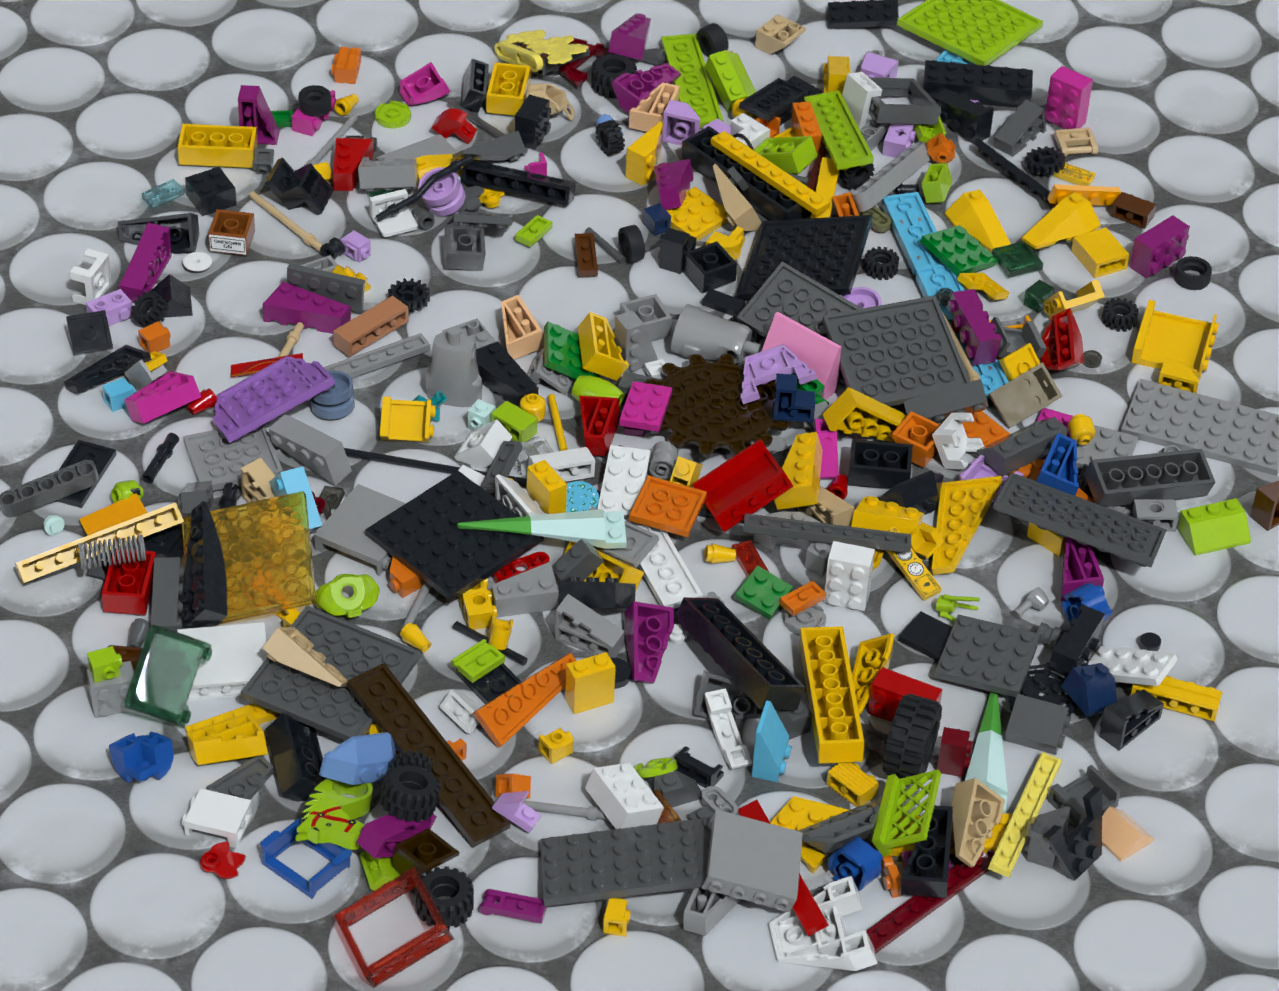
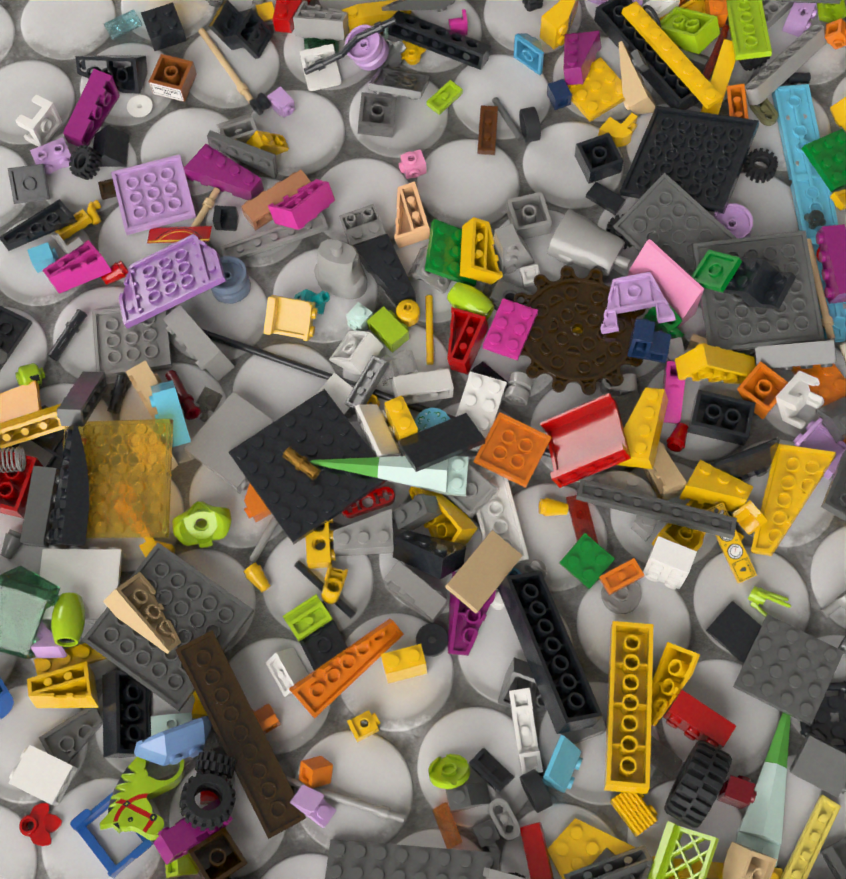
camera: 15 degrees right, 25 degrees up
(154, 337) = (85, 192): orange brick -> none
(167, 349) = (91, 210): none -> yellow arm
(179, 334) = (107, 189): none -> dark brown tile
(203, 707) = (46, 646): none -> lavender slope
(223, 674) = (68, 619): none -> lime piece
(230, 334) = (153, 194): none -> lavender plate
(315, 346) = (225, 218): none -> black panel
(401, 325) = (303, 206): none -> dark pink wedge
(411, 293) = (319, 164): black gear -> none
(424, 218) = (347, 73): dark grey cone -> none
(448, 526) = (301, 463): none -> pearl gold pin
(511, 285) = (412, 164): none -> bright pink brick
(592, 499) = (441, 442): none -> black tile
(618, 186) = (529, 52): none -> dark azure slope
(623, 796) = (414, 806): white brick -> none
(658, 599) = (483, 571): none -> tan tile
(672, 250) = (569, 133): black brick -> none
(686, 472) = (535, 408): yellow slope -> none
(748, 772) = (536, 790): none -> black tyre
(851, 330) = (716, 270): none -> green plate
(894, 337) = (760, 283): none -> black bracket
(936, 183) = (828, 74): lime brick -> none

